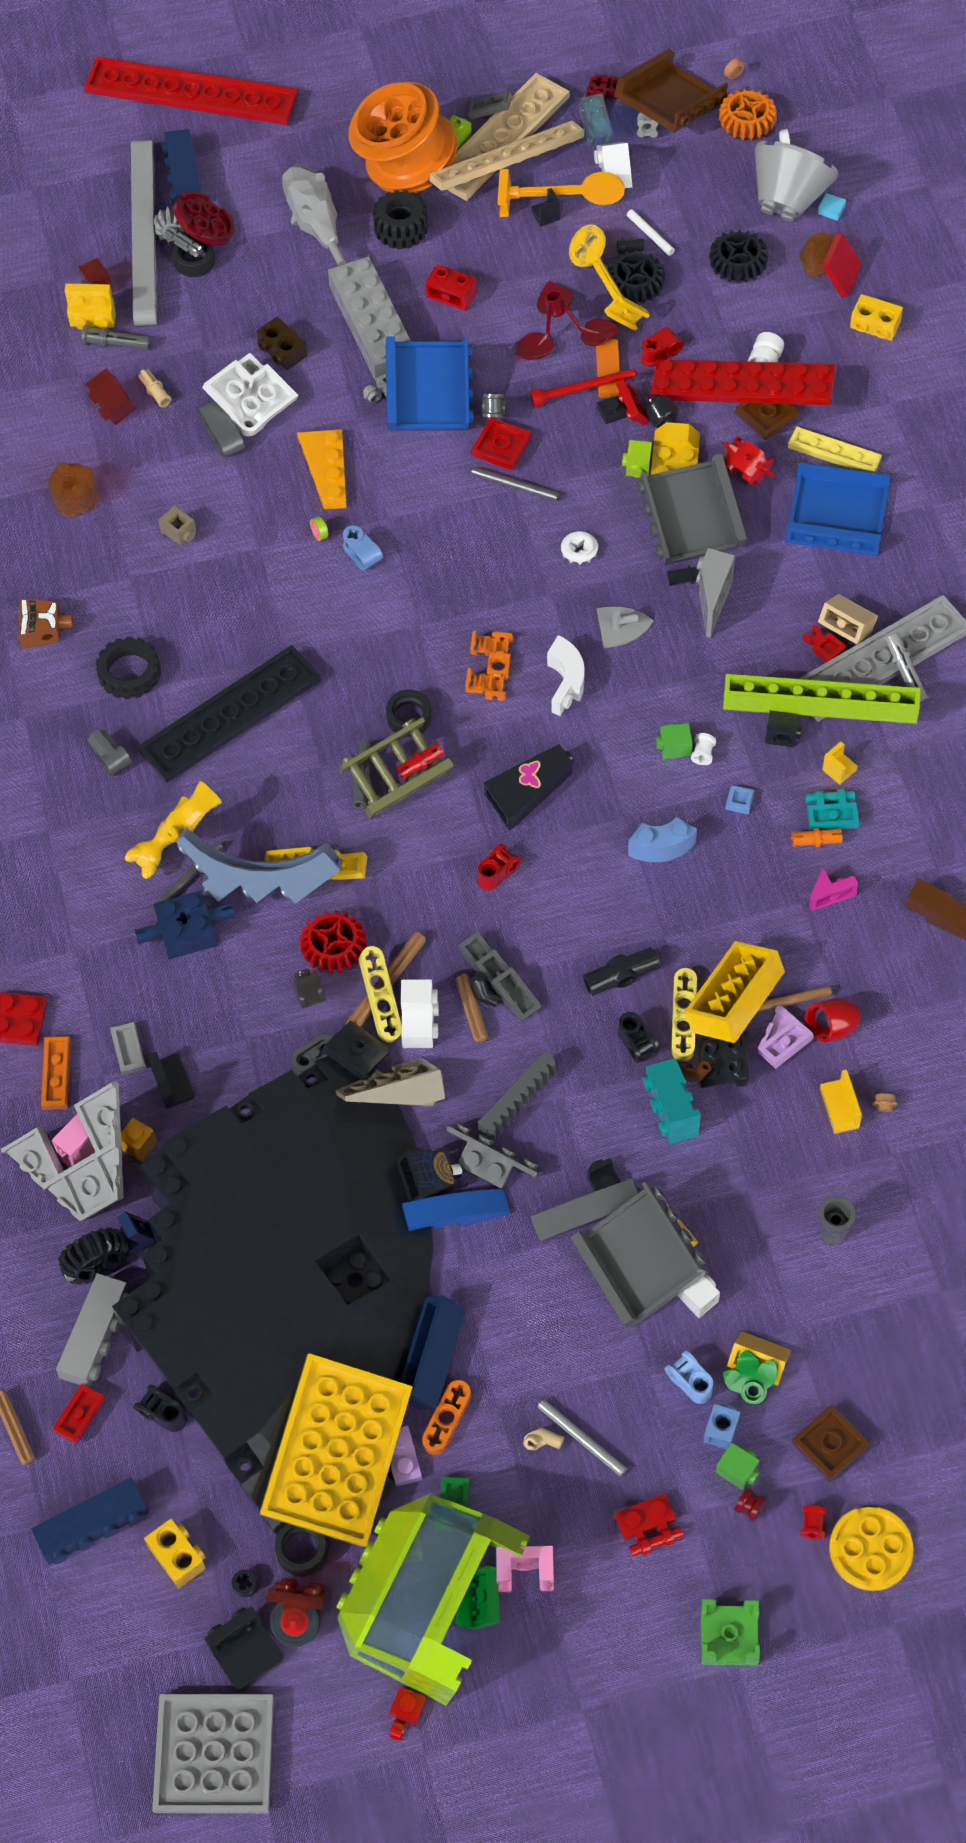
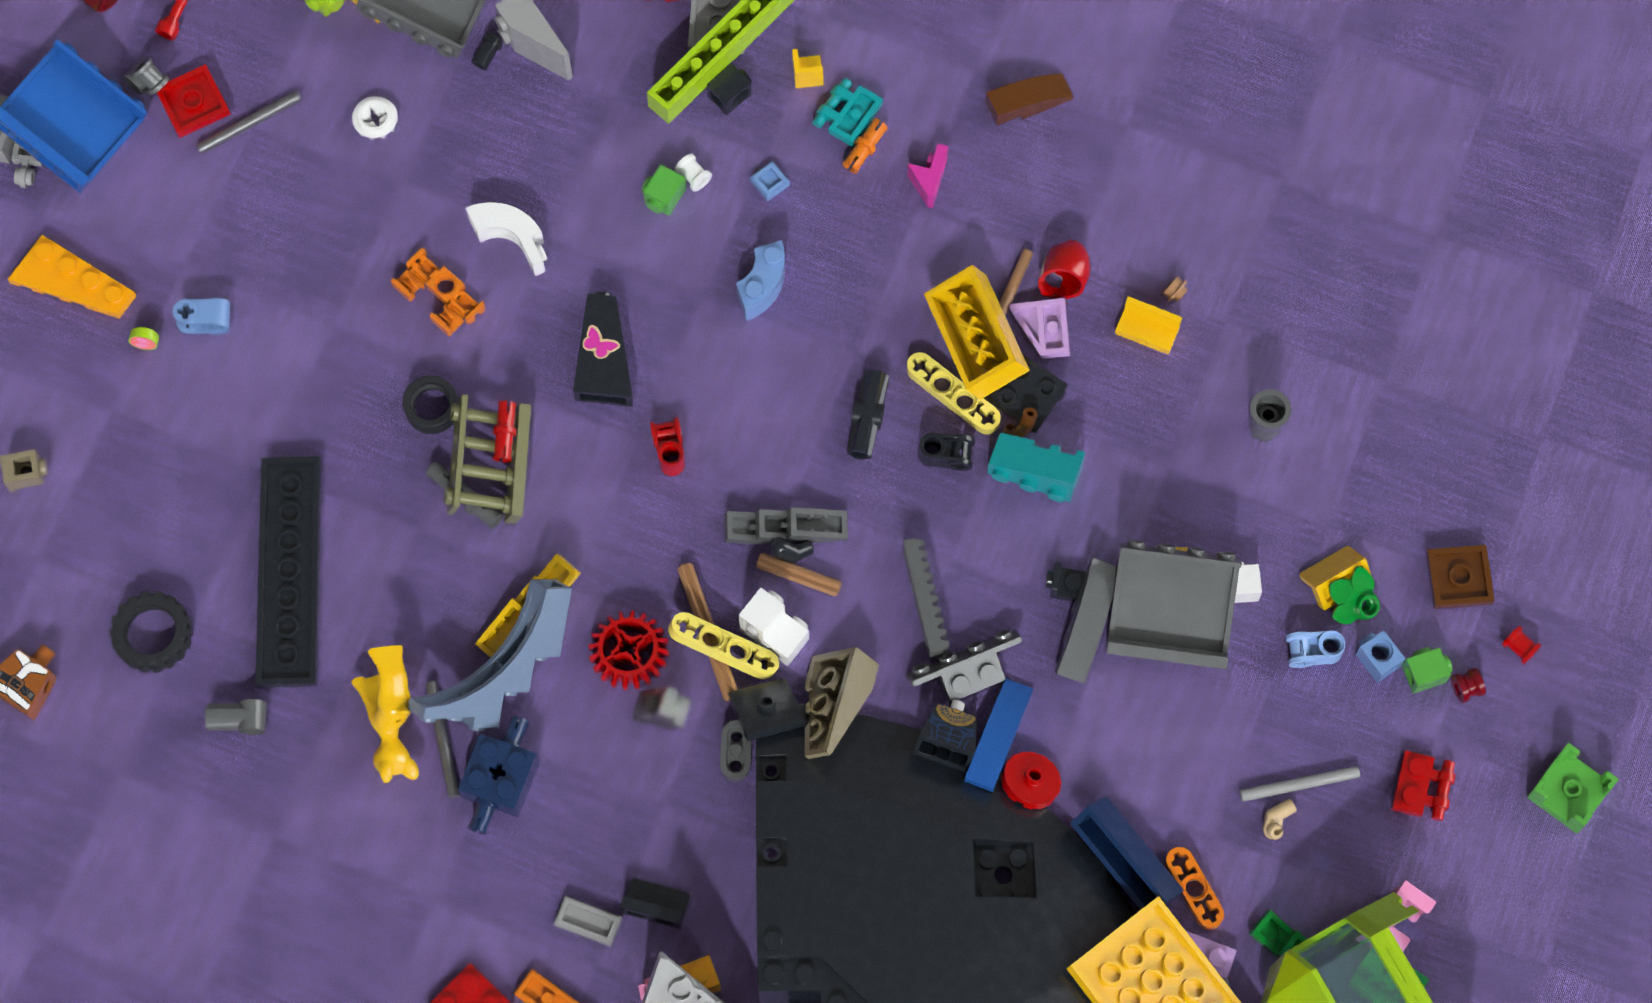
camera: 55 degrees left, 10 degrees up
(429, 1258) = (1024, 789): none -> red plate
(621, 625) = (492, 144): light grey shield -> none
(871, 1548) = (1575, 615): yellow tile -> none

